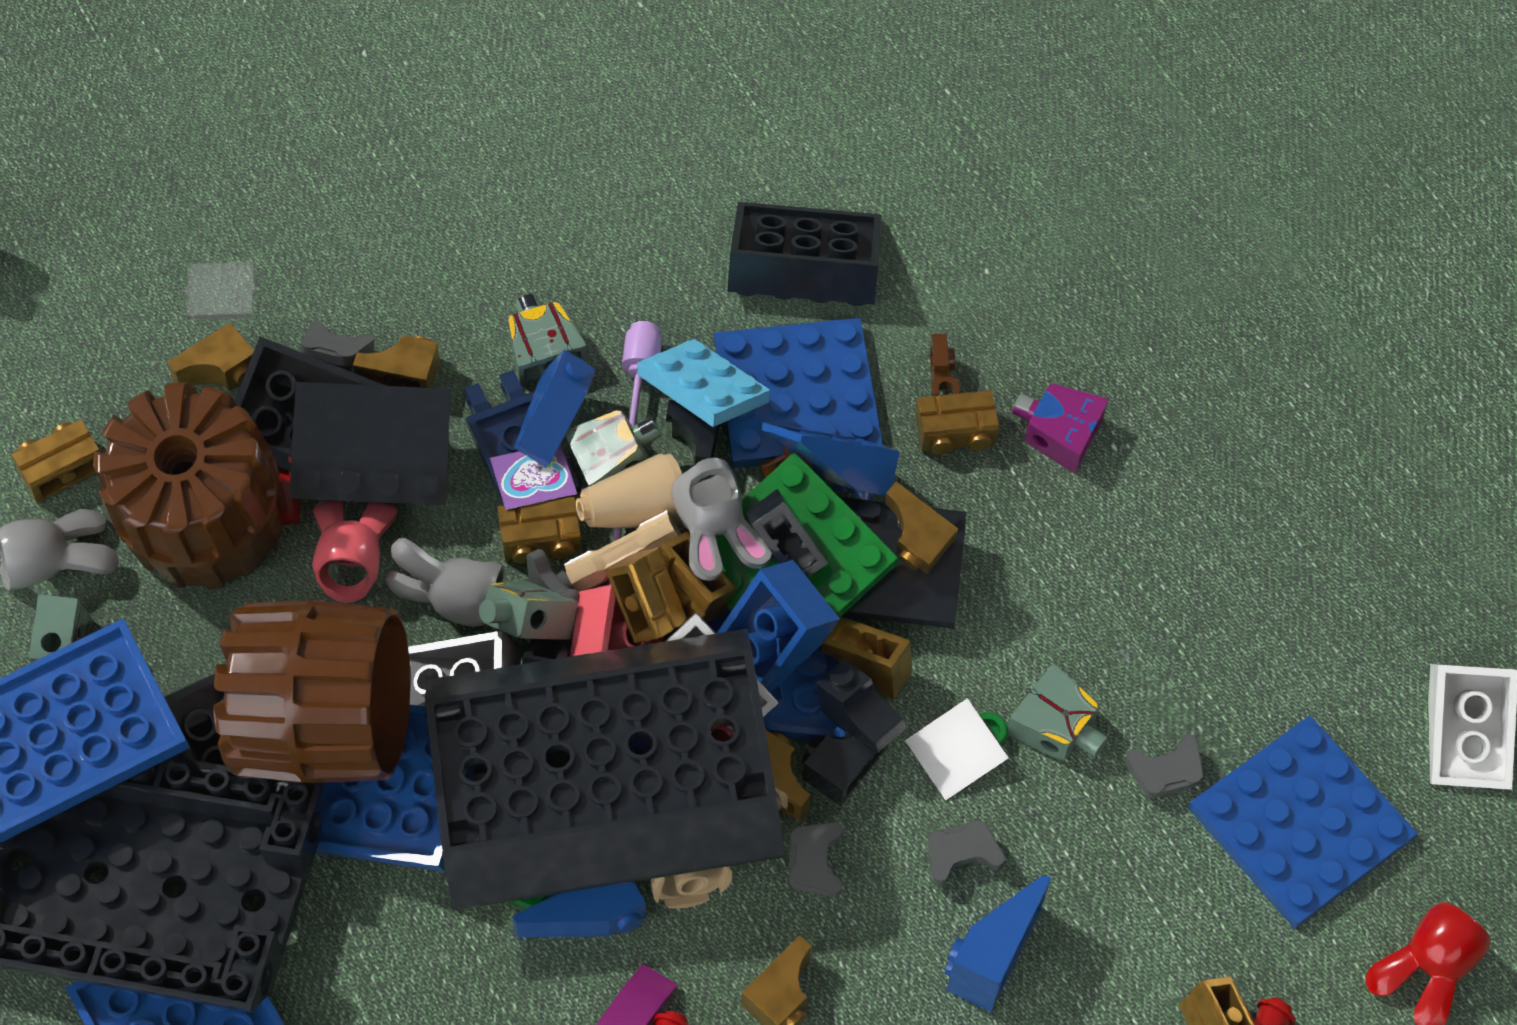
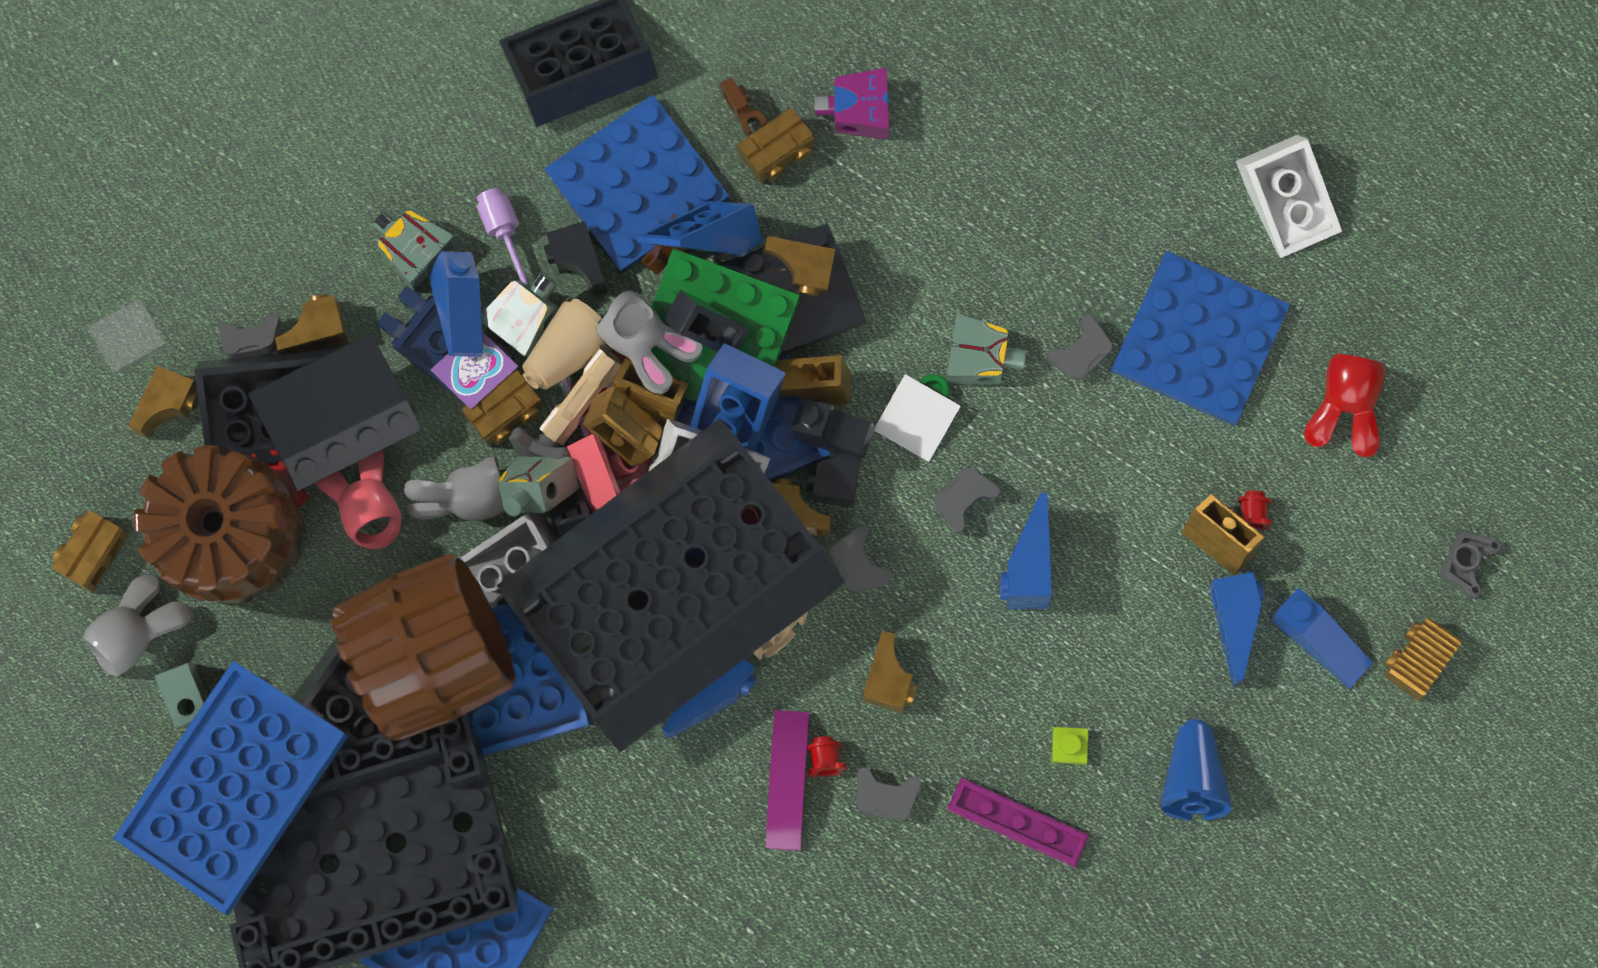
camera: 20 degrees left, 15 degrees up
(703, 382) = (564, 220): medium azure plate -> none

